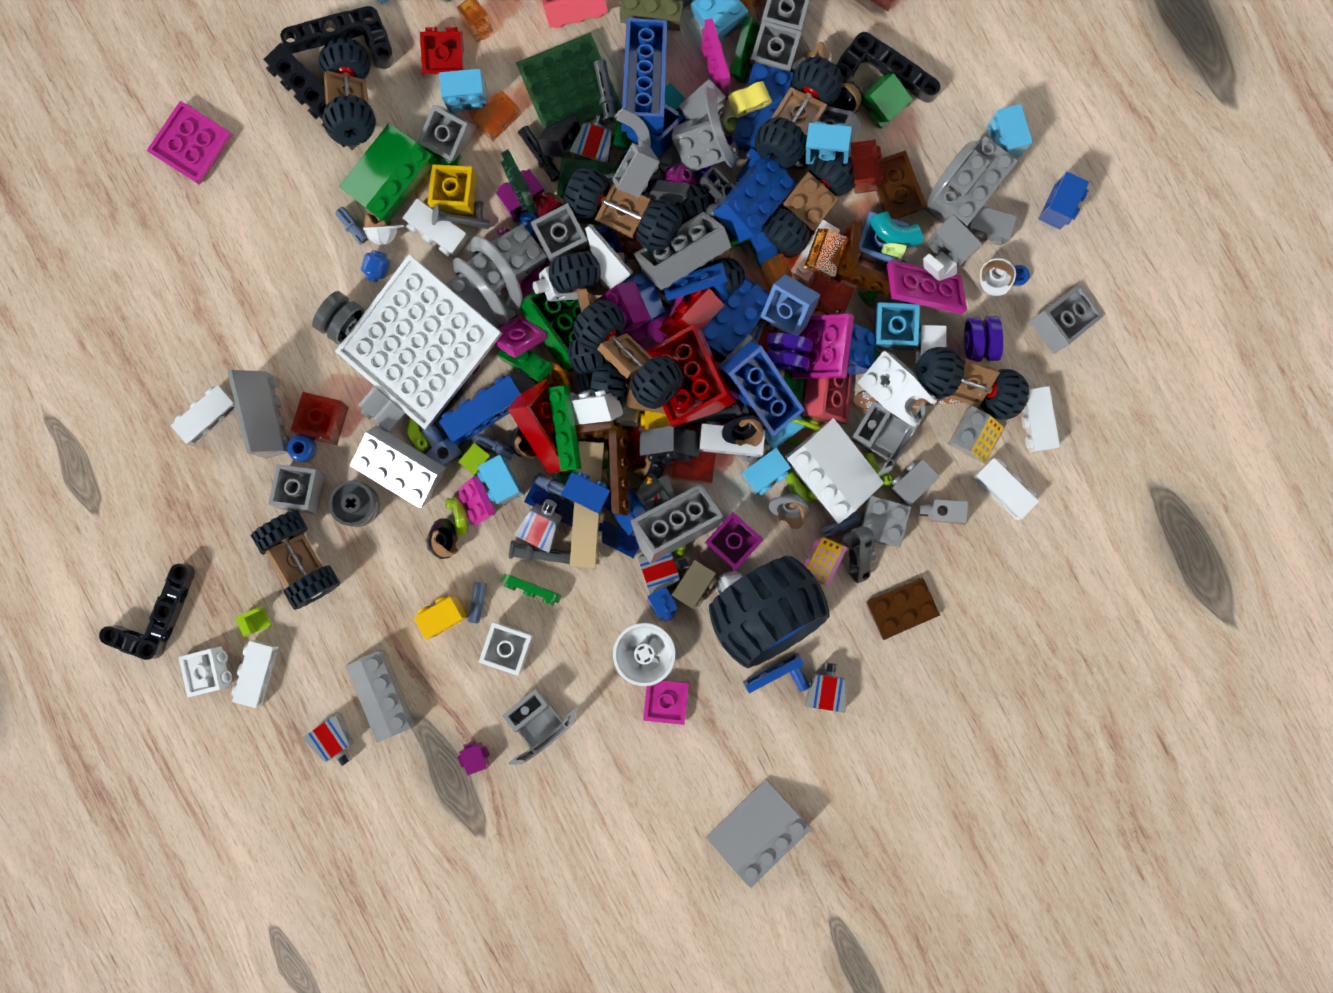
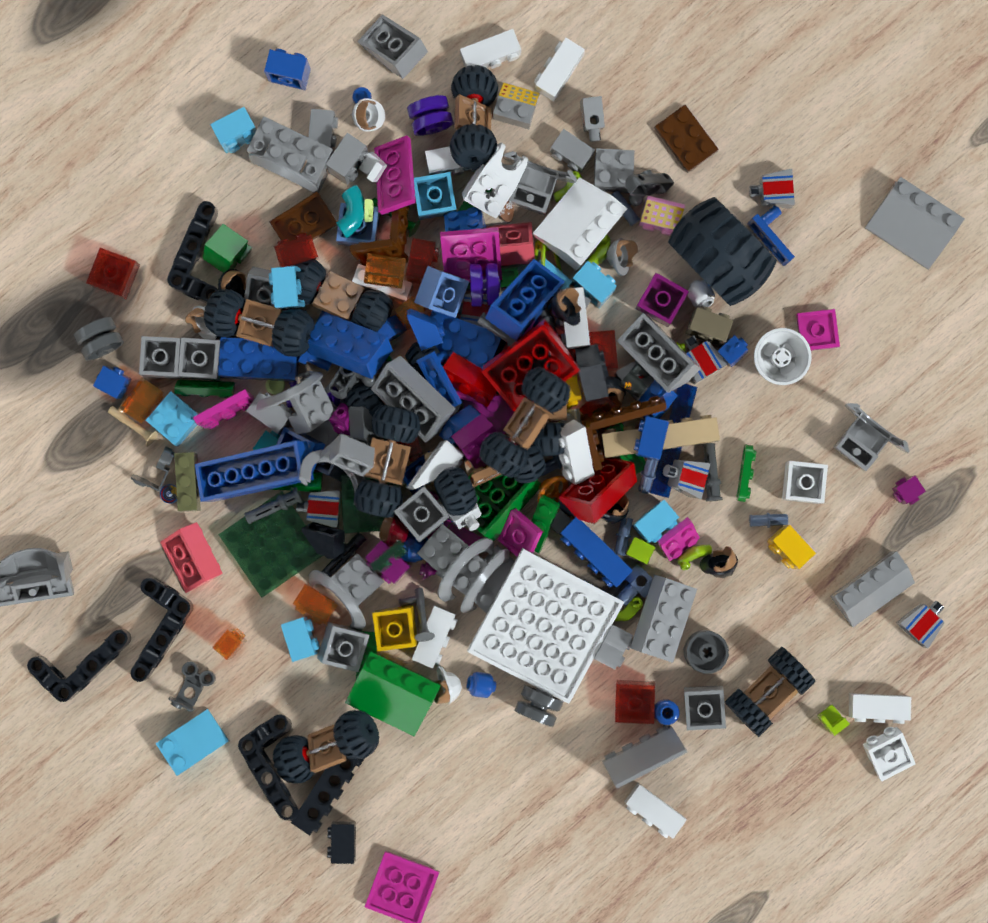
camera: 115 degrees left, 0 degrees up
(160, 626) = (877, 825): black beam -> none
(250, 92) = (342, 842): none -> black brick
(351, 225) = (446, 717): sand blue axle -> none
(441, 50) = (265, 669): red plate -> none
(499, 141) = (351, 586): none -> light grey piece
(564, 428) = (597, 470): green plate -> none
(749, 99) = (257, 370): light yellow axle -> none
(754, 279) = (426, 329): none -> blue slope

